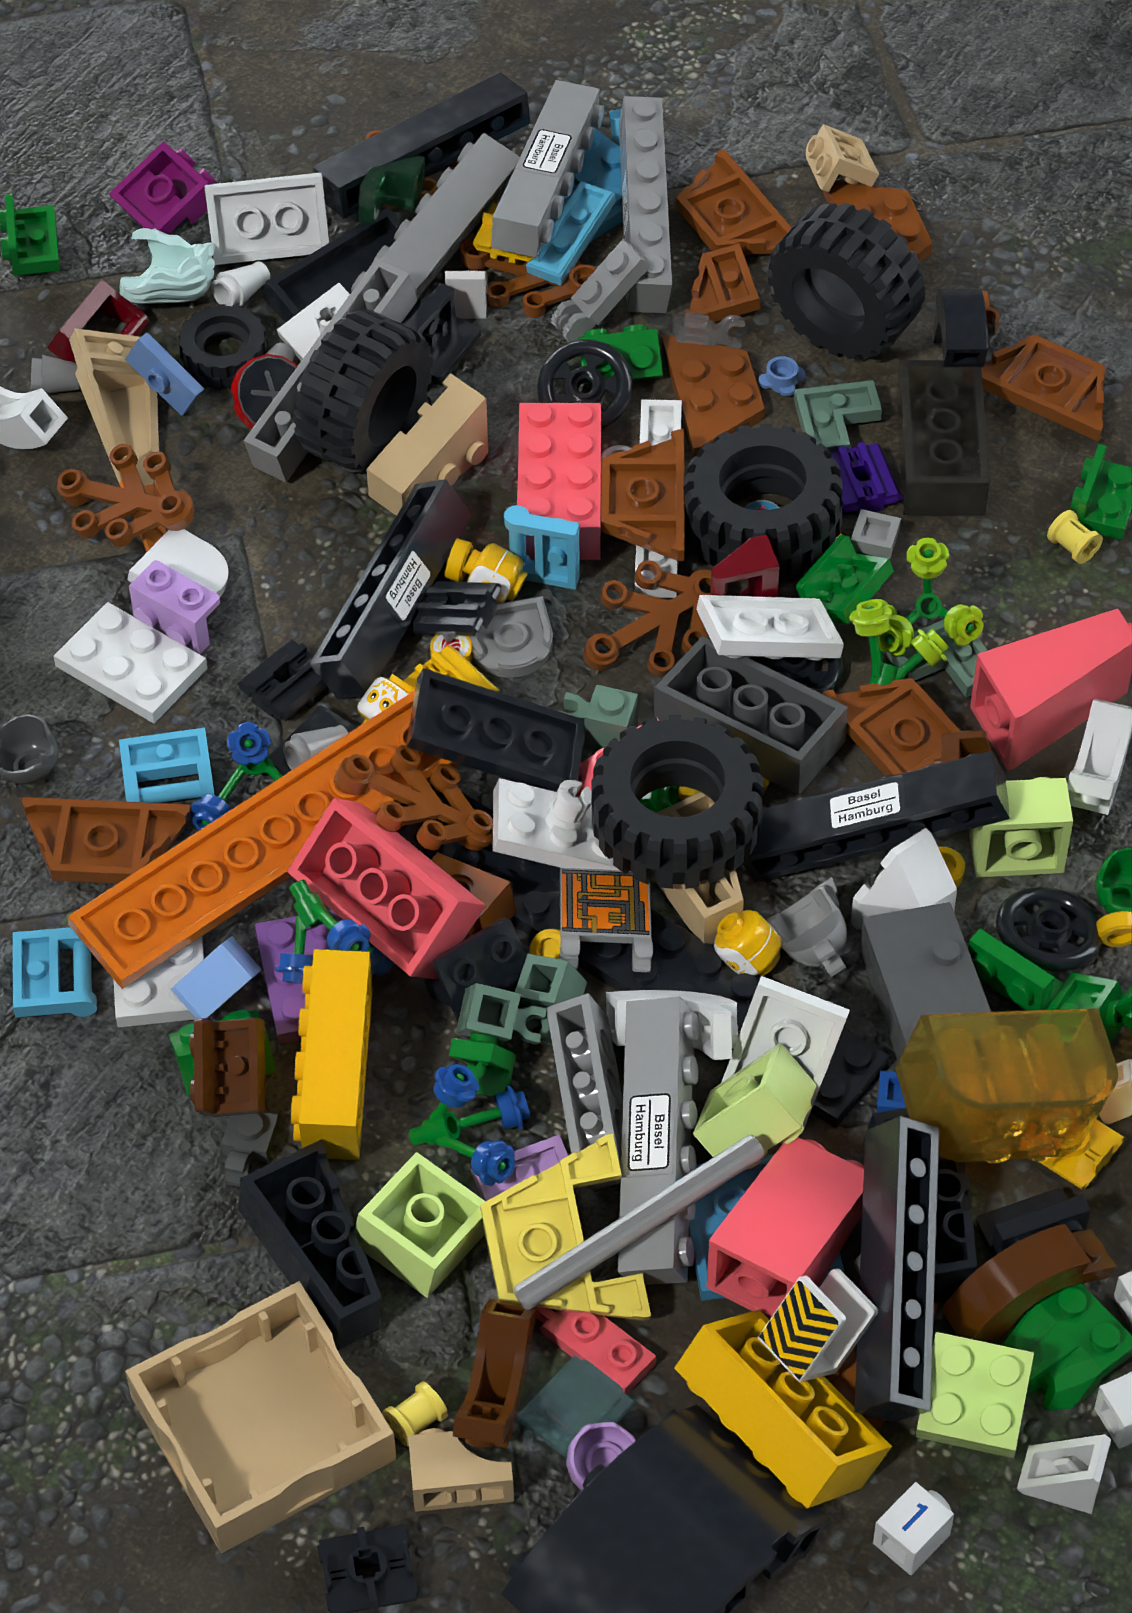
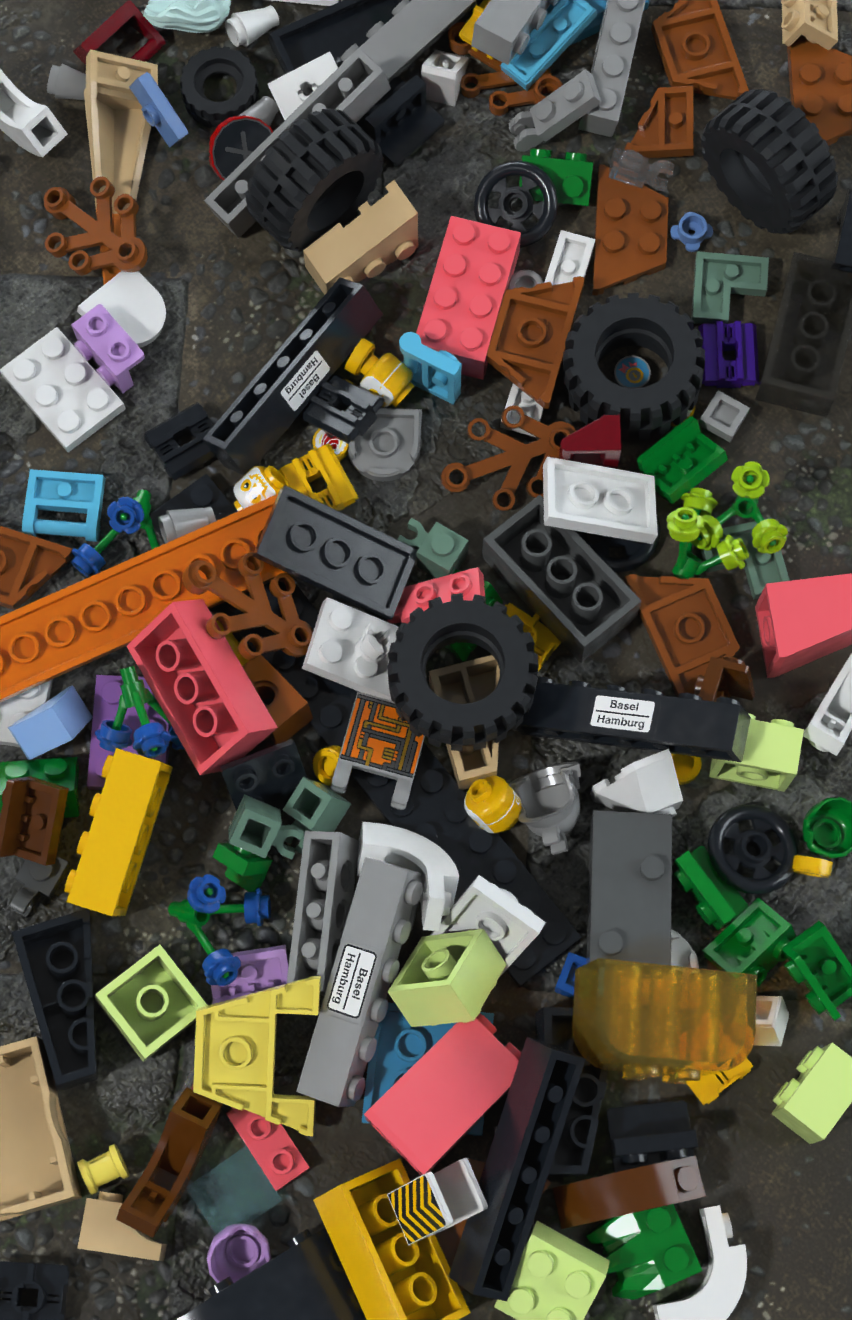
camera: 15 degrees right, 20 degrees up
(638, 1222) = (320, 1063): light grey axle -> none

